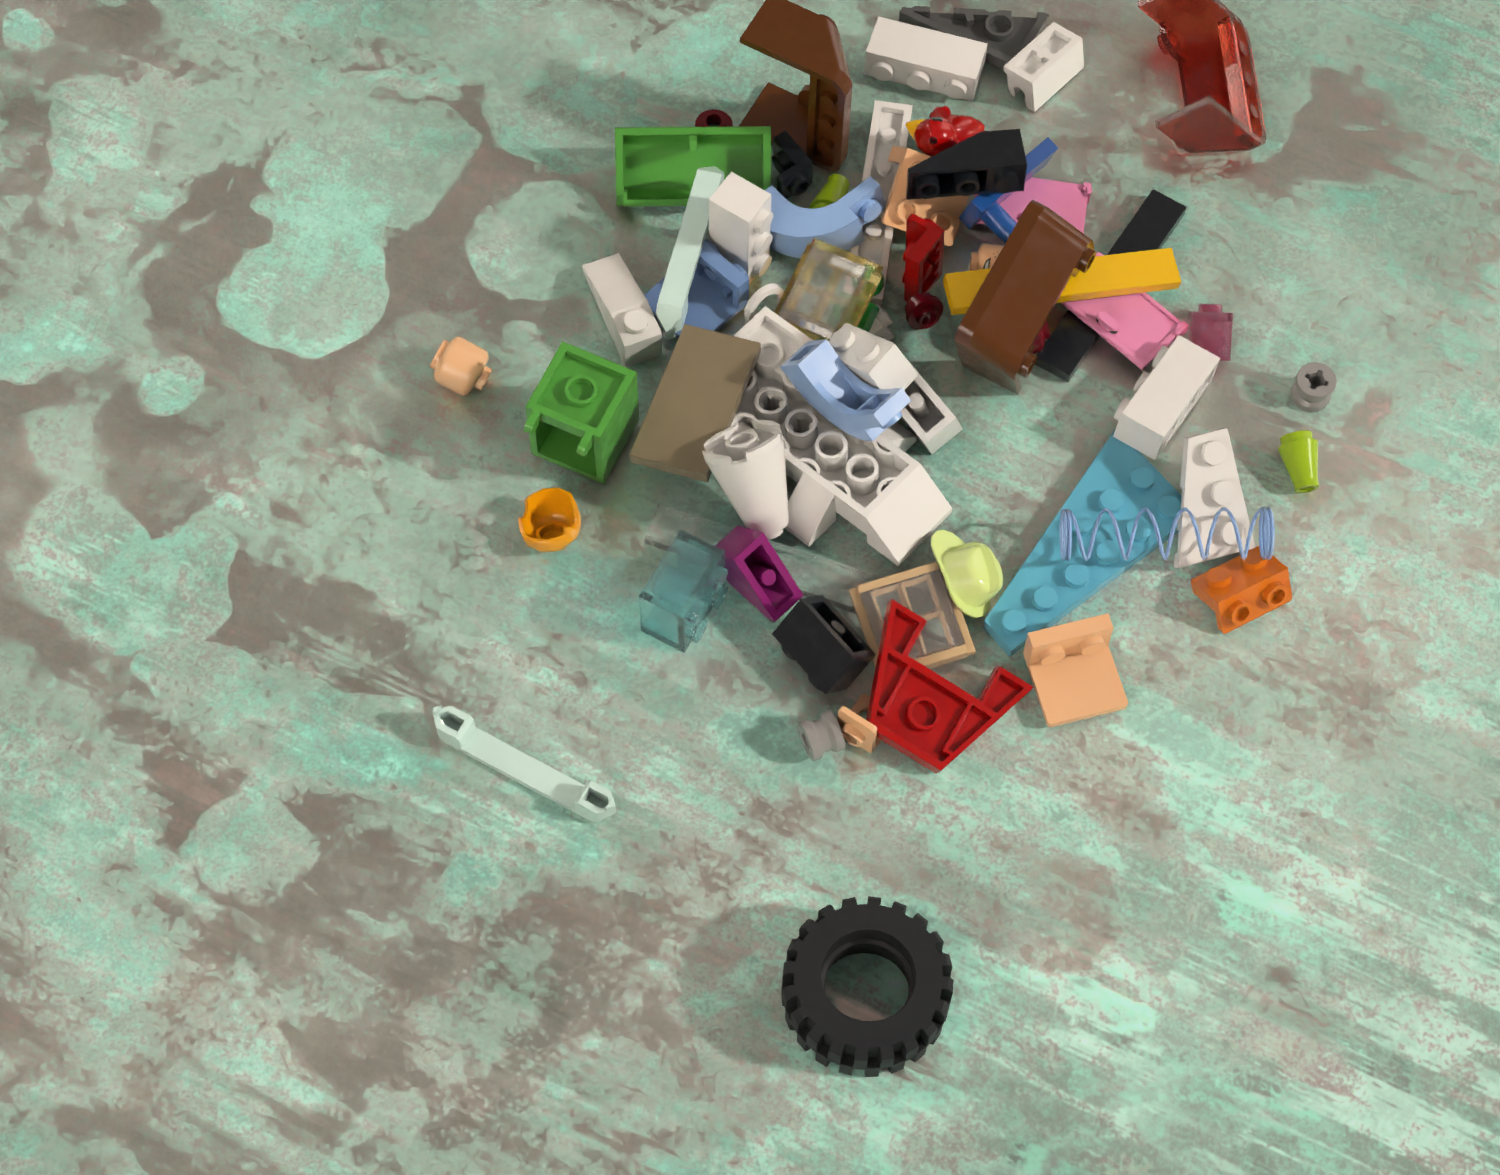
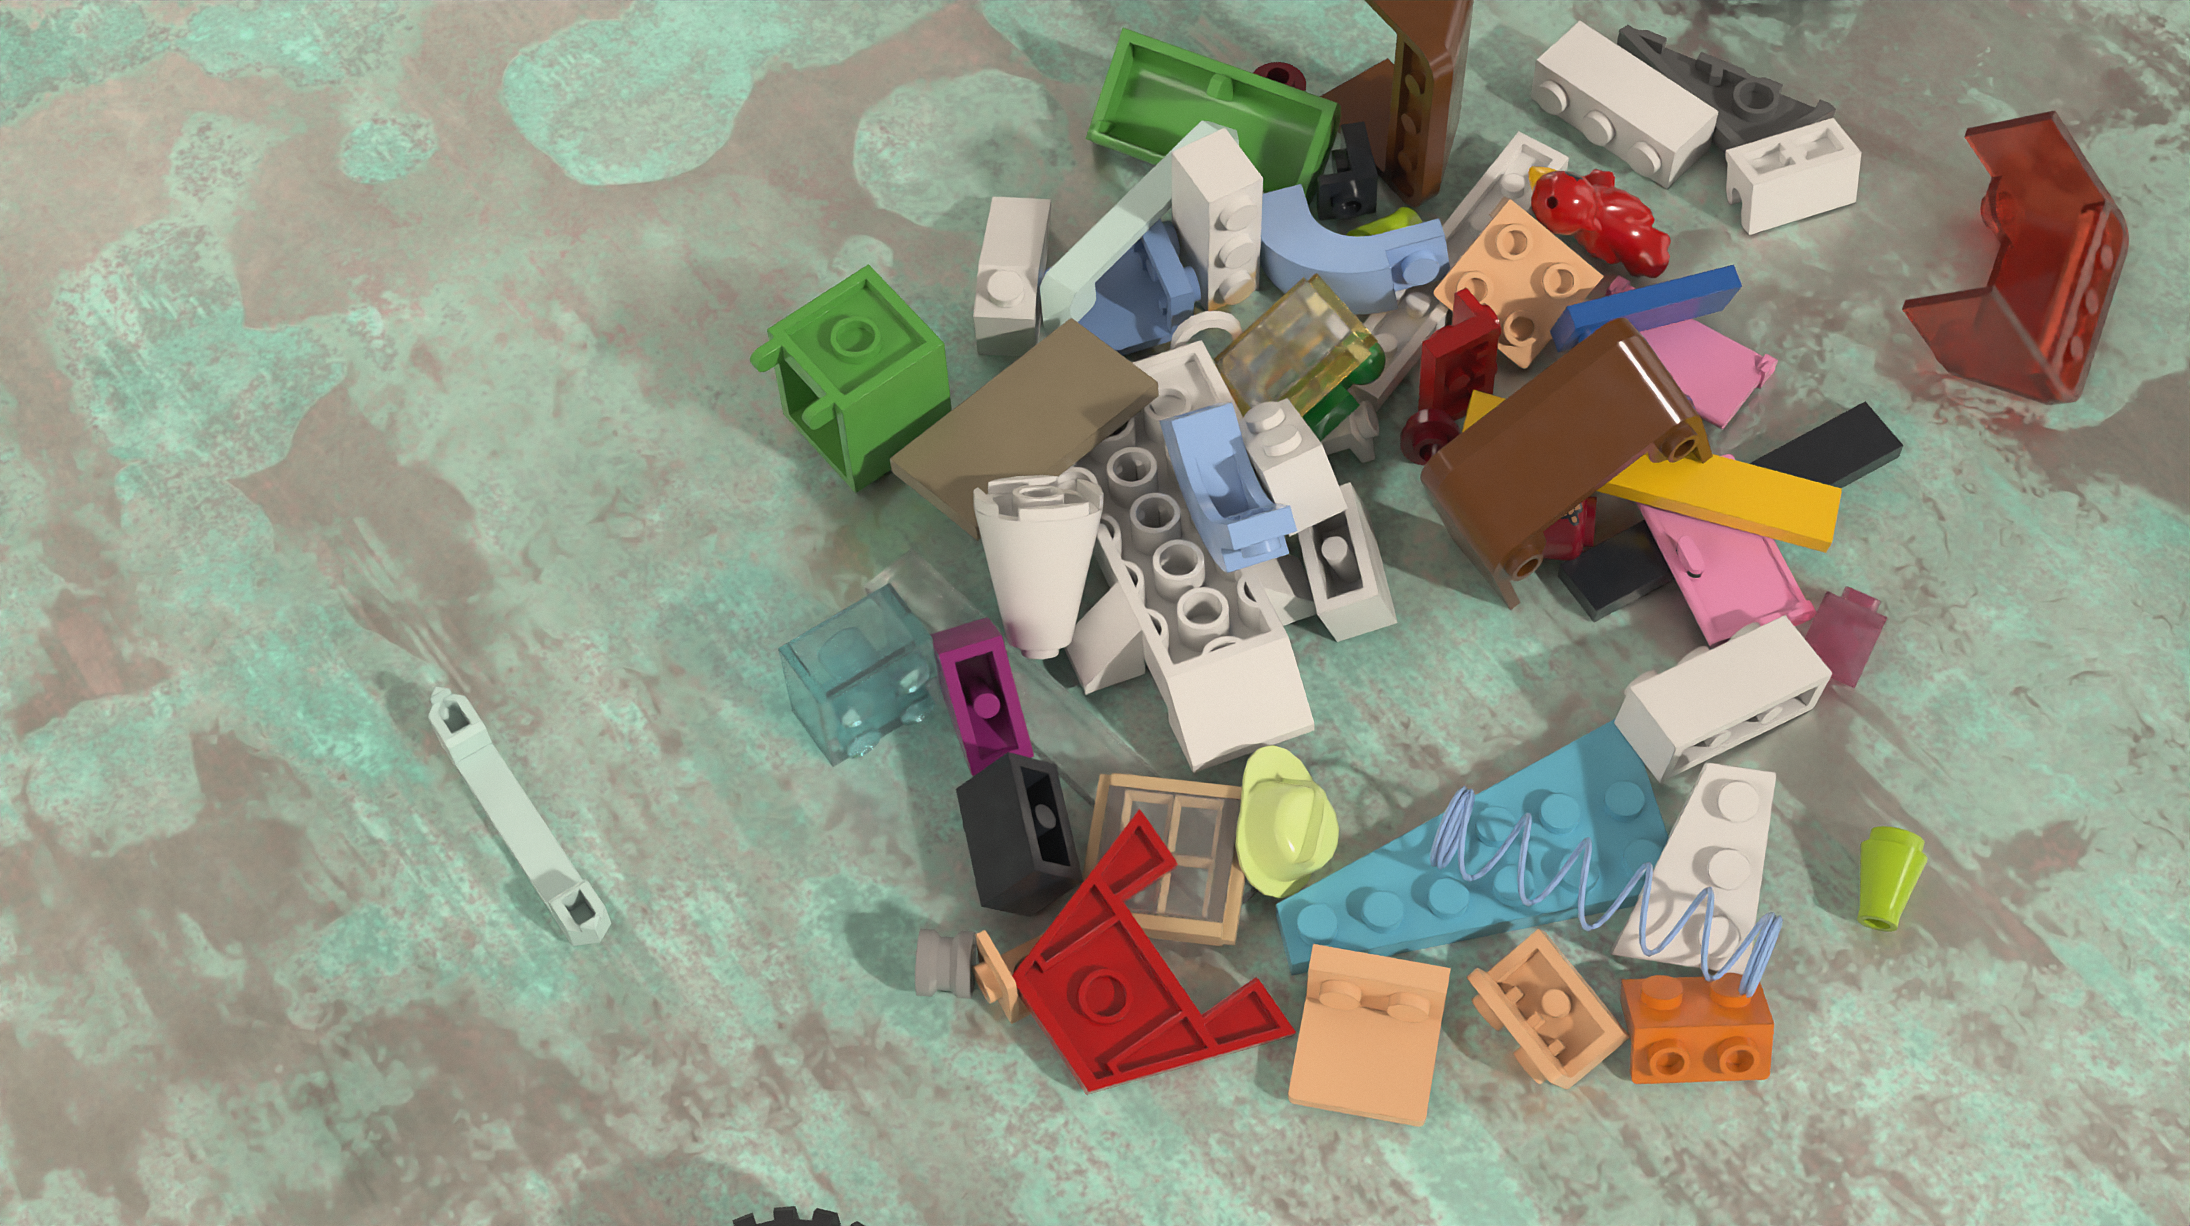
camera: 30 degrees right, 5 degrees down
(461, 366) = (753, 261): light nougat head -> none
(550, 520) = (748, 508): light orange hair -> none
(974, 166) = (1589, 257): black slope -> none
(1163, 613) = (1548, 1011): none -> light nougat bracket
(1315, 396) = (1960, 794): light grey wheel -> none

